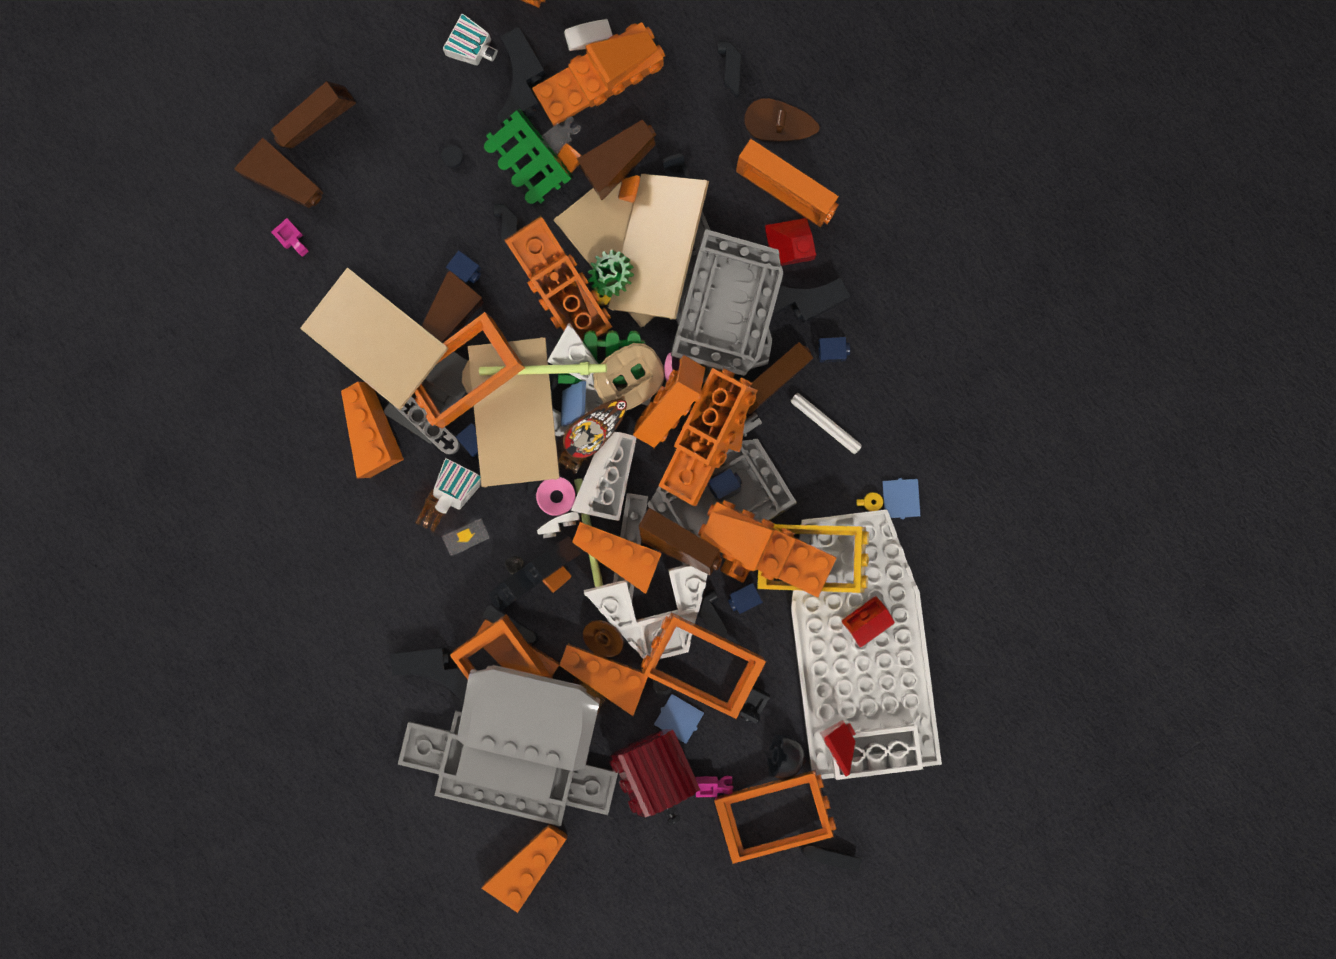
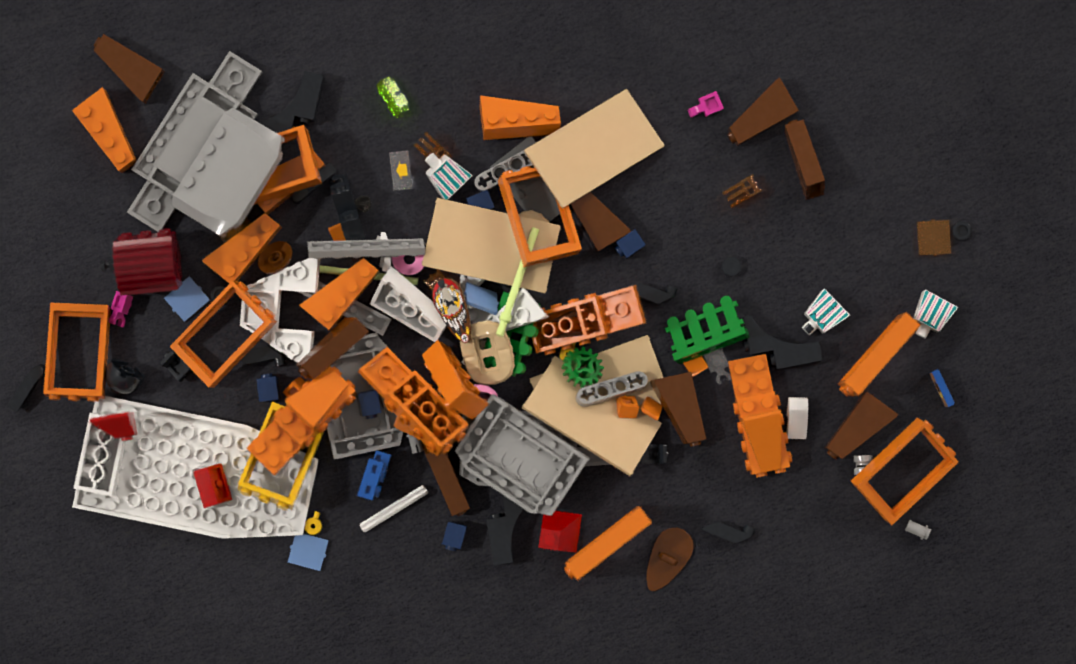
camera: 105 degrees right, 0 degrees up
(367, 168) = (753, 185): none -> clear orange arm
(384, 581) = (387, 89): none -> clear neon green hinge
(451, 862) = (134, 70): none -> reddish brown slope
(560, 543) = (364, 248): none -> light grey plate
(625, 233) = (610, 385): none -> light grey beam
(636, 213) = (627, 406): none -> orange slope
(799, 454) = (374, 474): none -> blue piece

